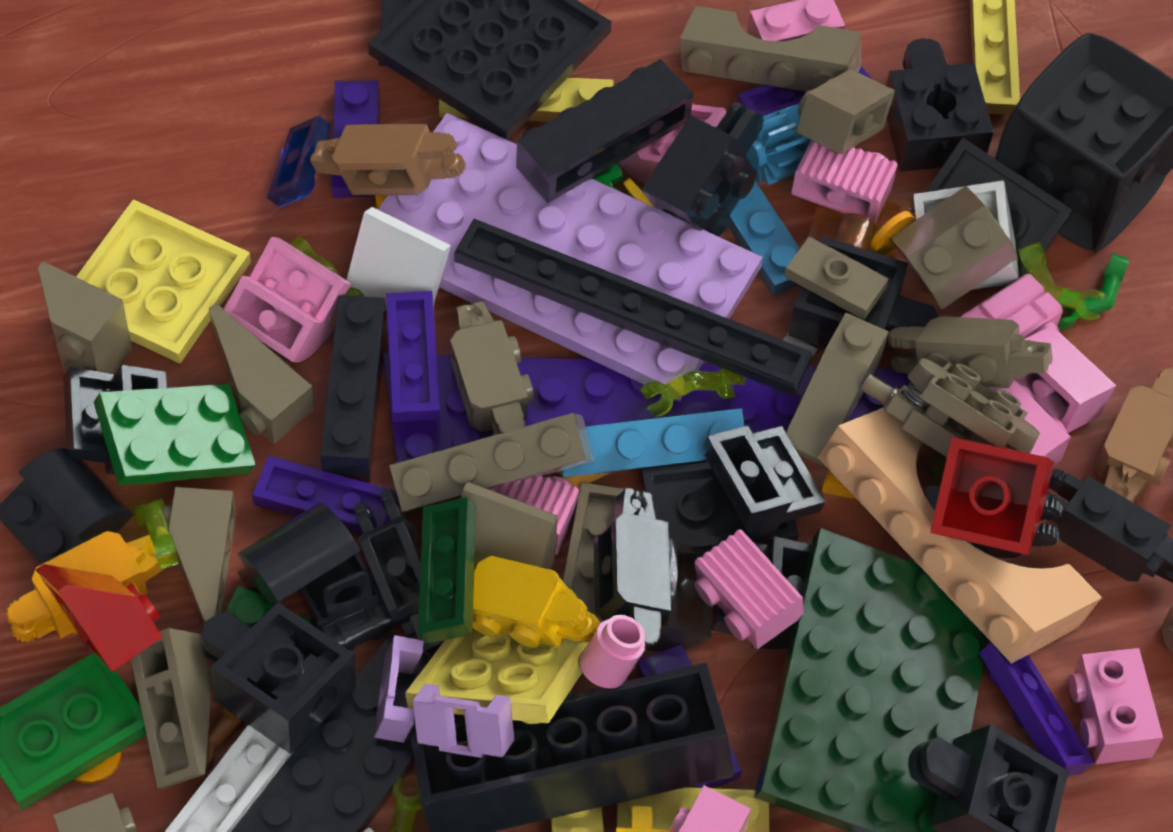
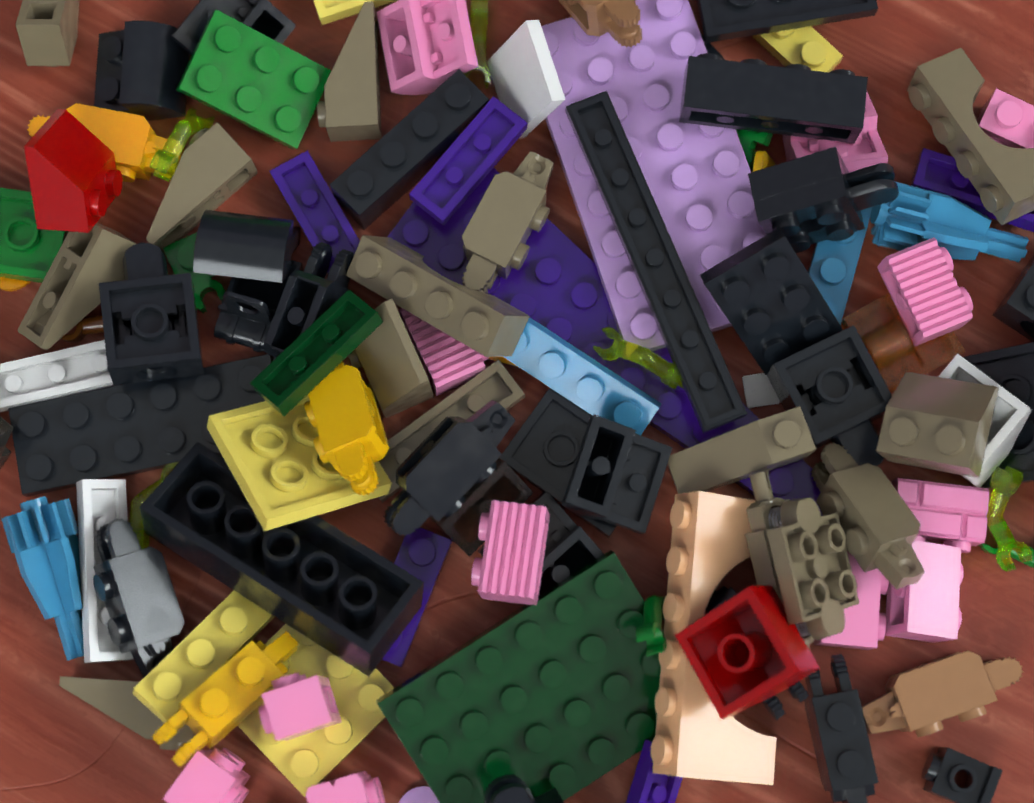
camera: 50 degrees right, 20 degrees up
(393, 721) = (189, 422): lavender piece -> none
(487, 729) = (226, 500): lavender piece -> none
(613, 651) = (372, 518): bright pink brick -> none
(744, 265) = (771, 300): none -> black plate
(836, 277) = (825, 370): dark tan plate -> none
(844, 111) = (972, 239): dark tan brick -> none
(882, 240) = (900, 367): light orange wheel -> none
(903, 553) = (651, 629): none -> green arm

